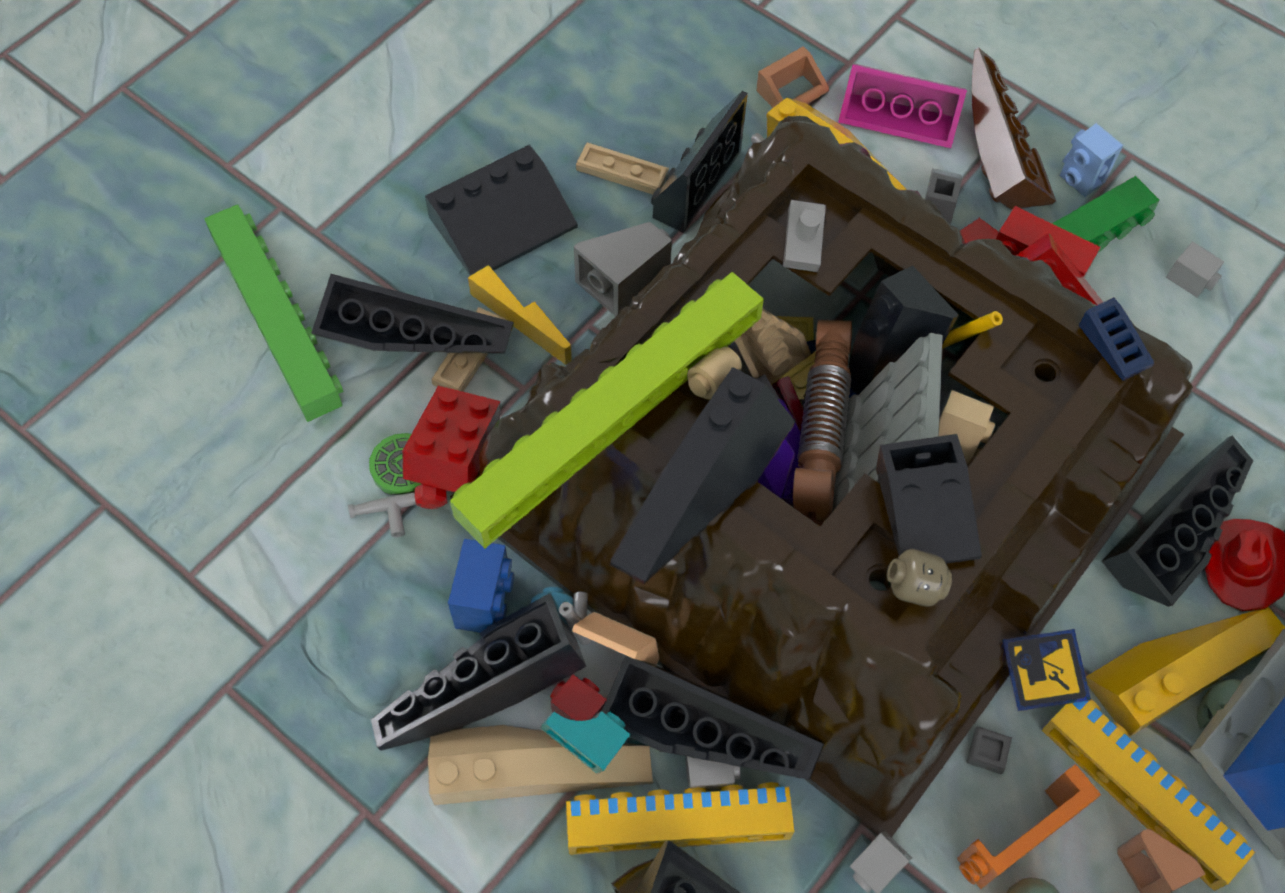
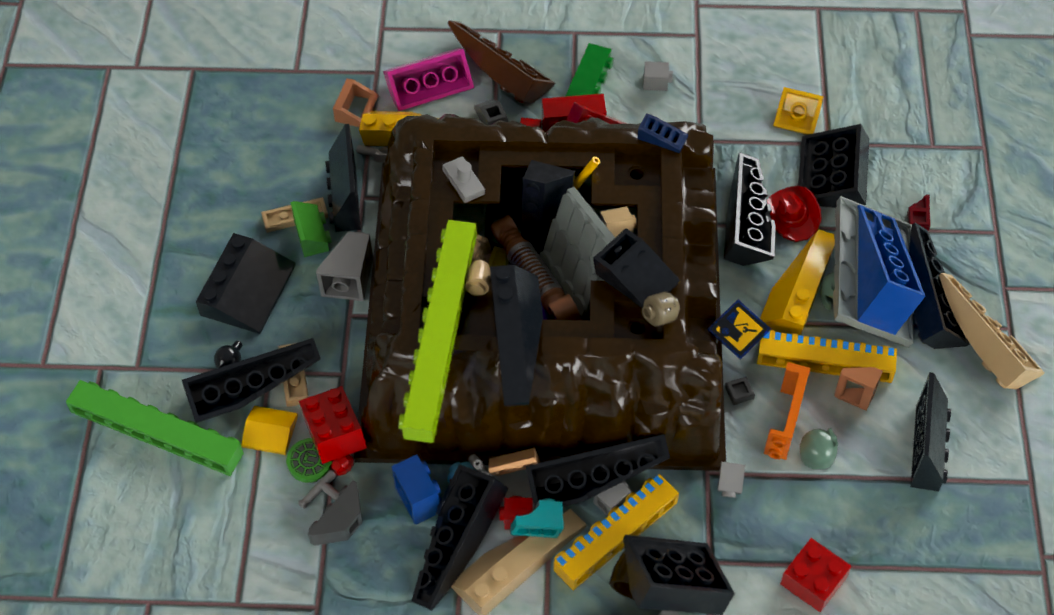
camera: 35 degrees left, 5 degrees down
(376, 557) = (339, 518): none -> dark grey slope
(389, 397) = (269, 430): none -> yellow slope
(415, 281) = (228, 354): none -> black piece
(529, 320) = (323, 333): yellow slope -> none
(618, 191) = (310, 228): none -> bright green slope
(1090, 159) = (558, 48): light blue brick -> none

